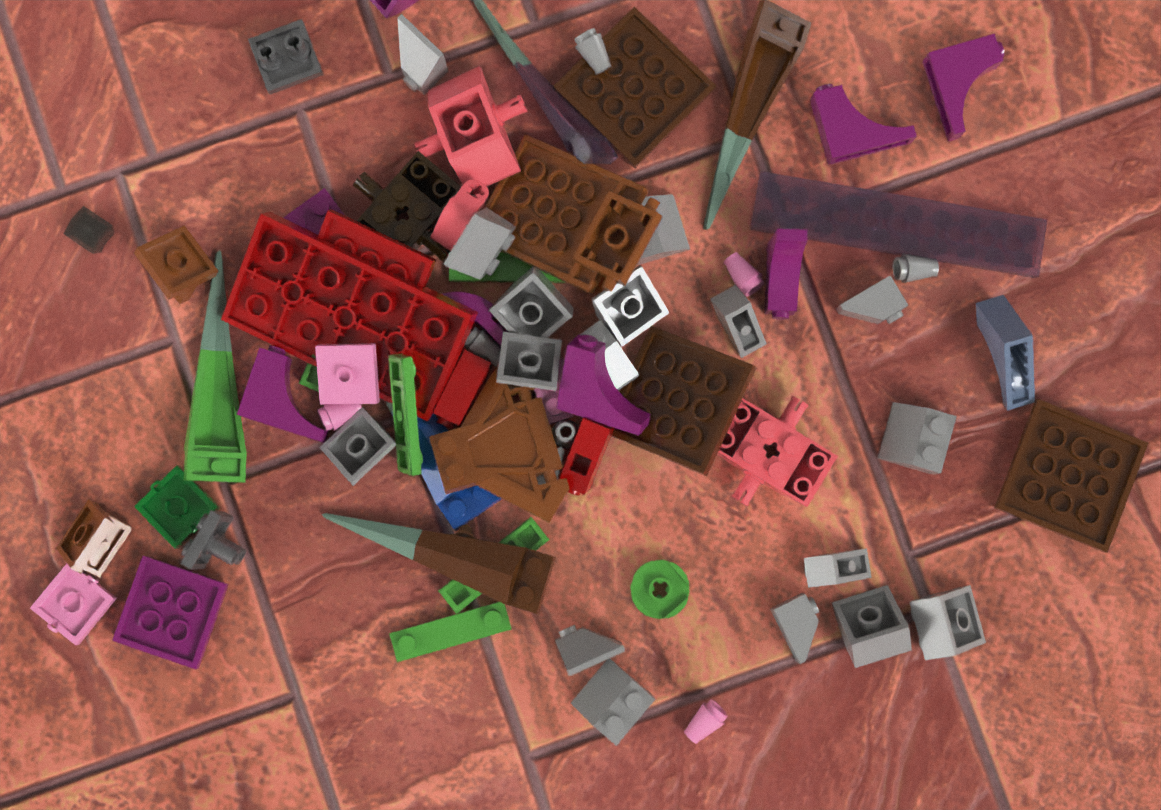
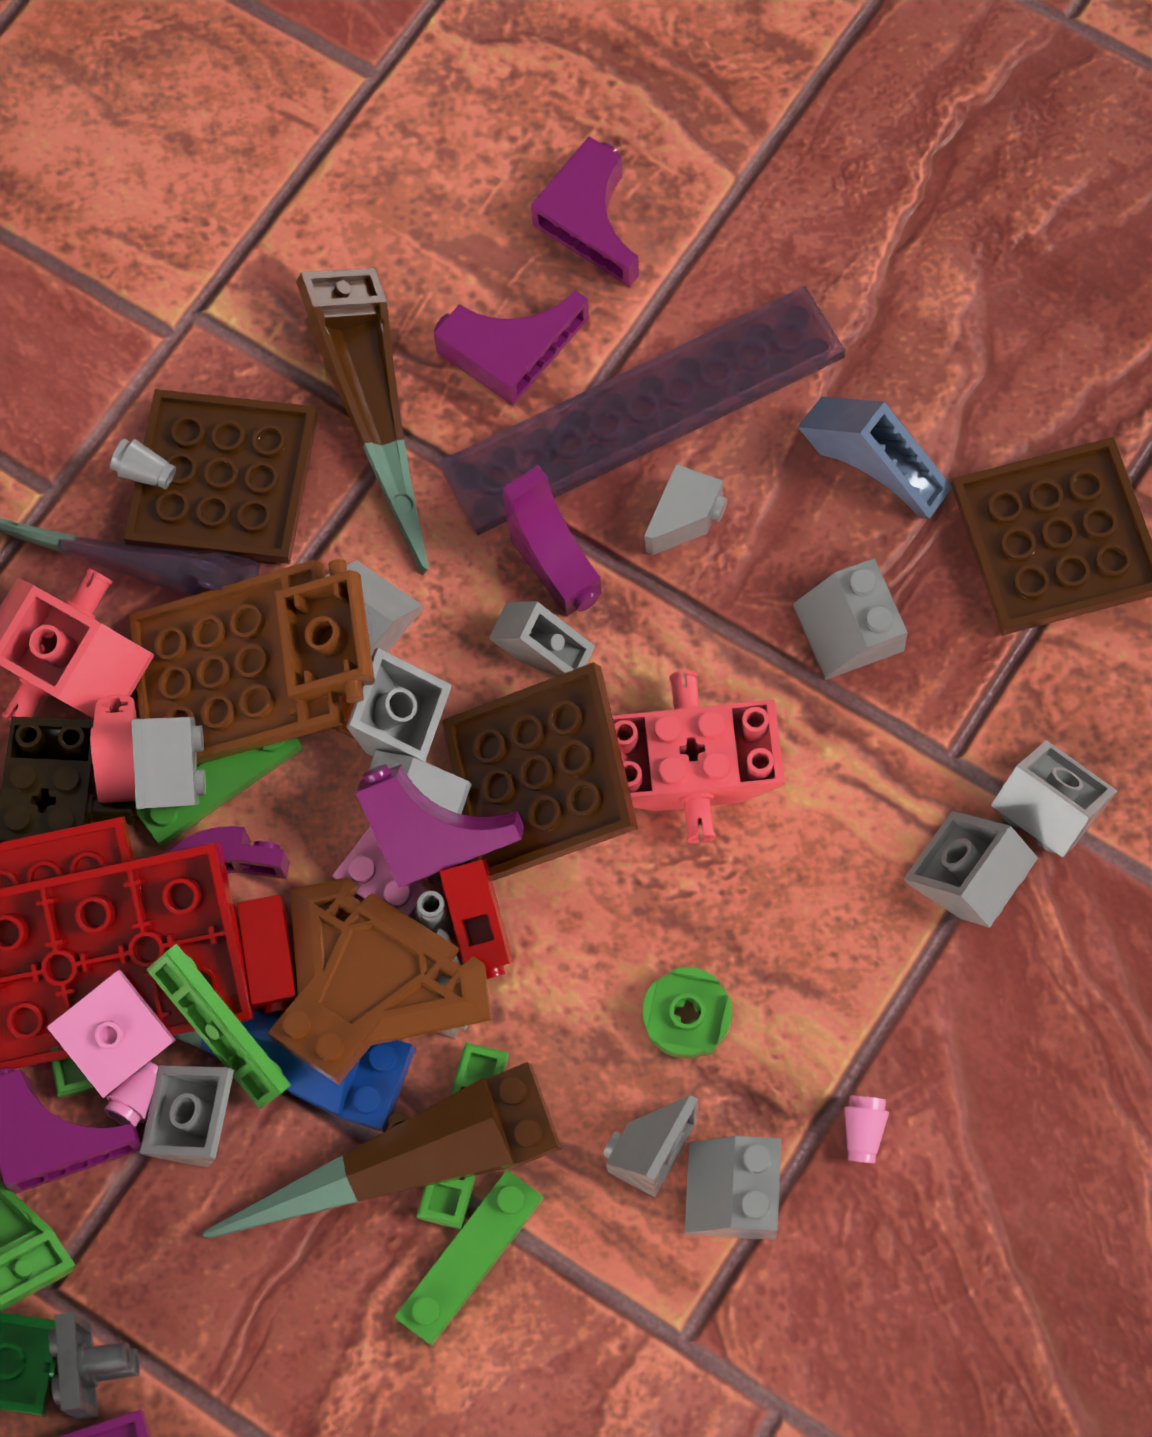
camera: 30 degrees left, 15 degrees down
(483, 345) = (256, 884): light grey cone -> none
(529, 361) = (324, 855): light grey slope -> none
(532, 306) = (284, 799): light grey slope -> none
(743, 274) = (506, 585): bright pink cone -> none
(797, 623) = (882, 931): light grey slope -> none
(837, 568) = (875, 831): light grey slope -> none
(913, 268) = (696, 443): light grey cone -> none

